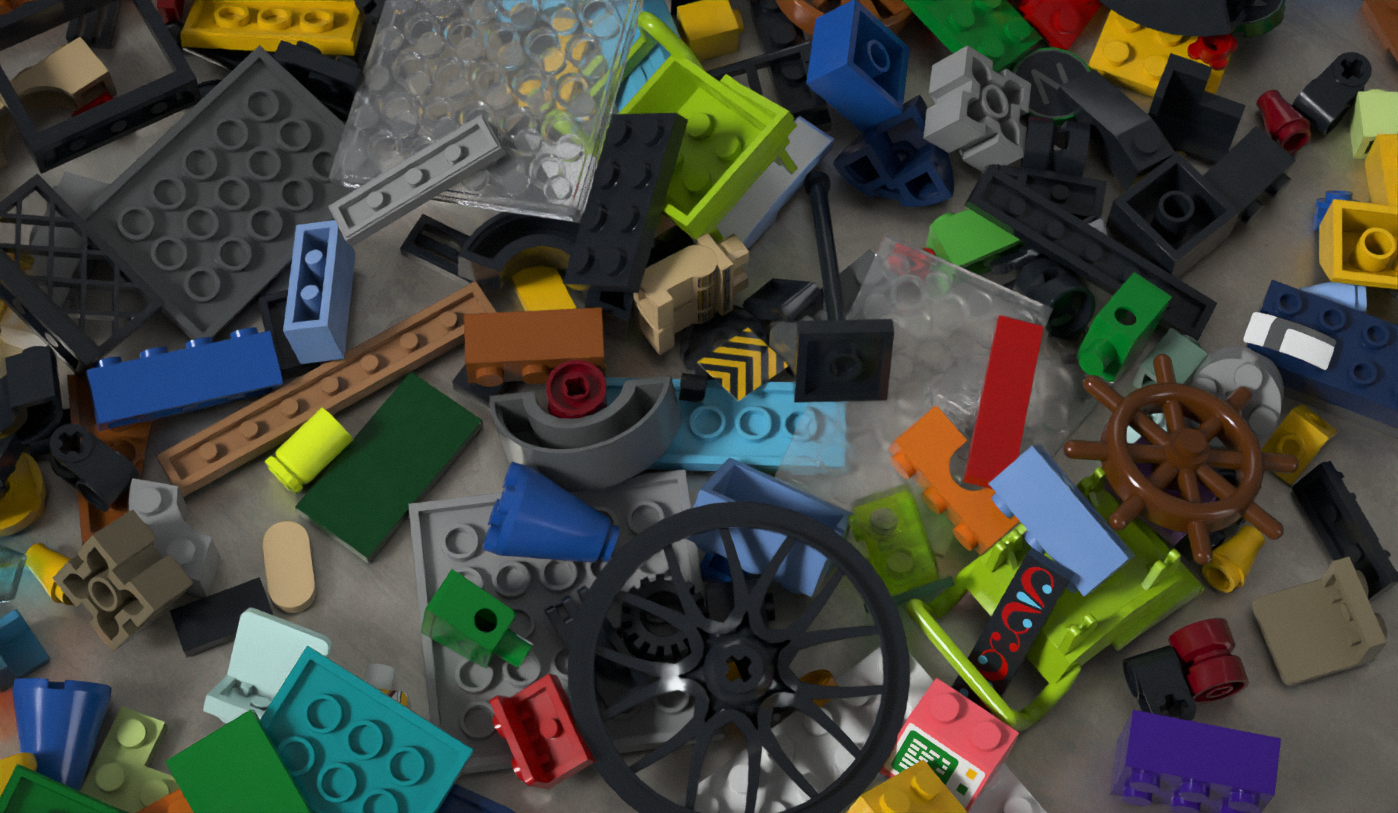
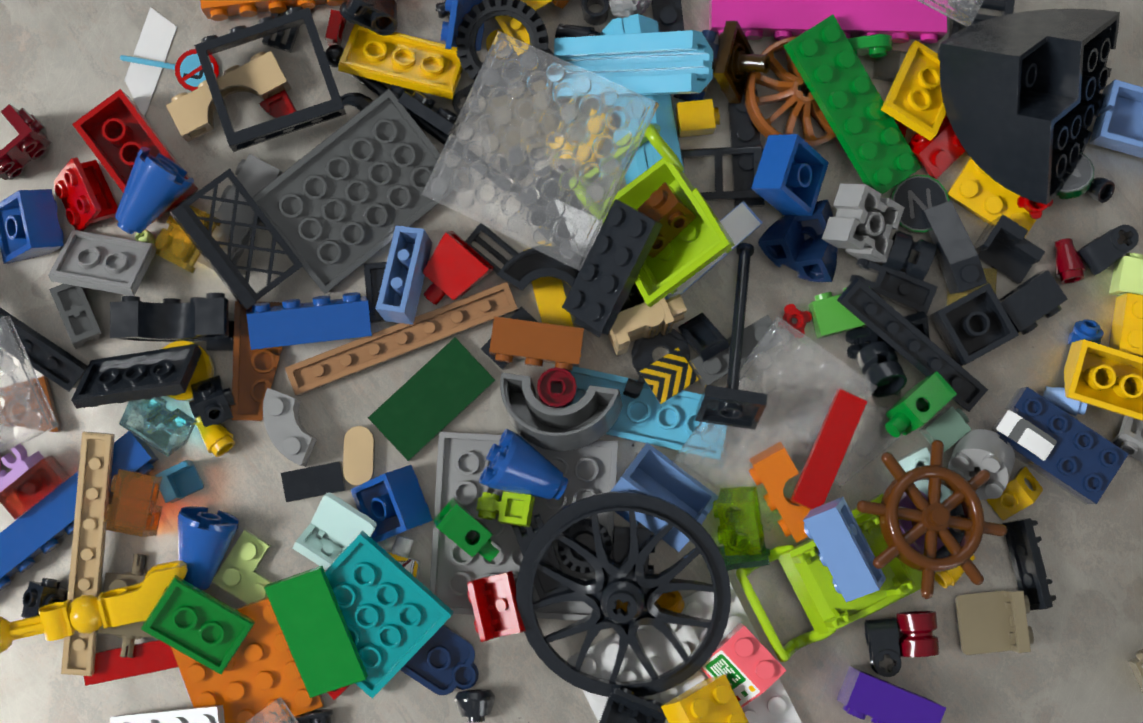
camera: 10 degrees right, 20 degrees up
(40, 502) = (211, 401): none -> black brick
(96, 471) = (247, 378): black piece -> none
(122, 580) = (253, 459): dark tan brick -> none
(308, 451) = (381, 383): neon yellow piece -> none
(358, 614) = (393, 503): none -> blue slope
(394, 277) = (454, 269): none -> red torso
(416, 180) = (478, 217): light grey tile -> none
(542, 583) = (512, 509): none -> lime plate
(703, 131) = (668, 210): none -> reddish brown bracket
(1016, 623) = (799, 603): black tile -> none
(1301, 24) = (1101, 189): none -> black hinge

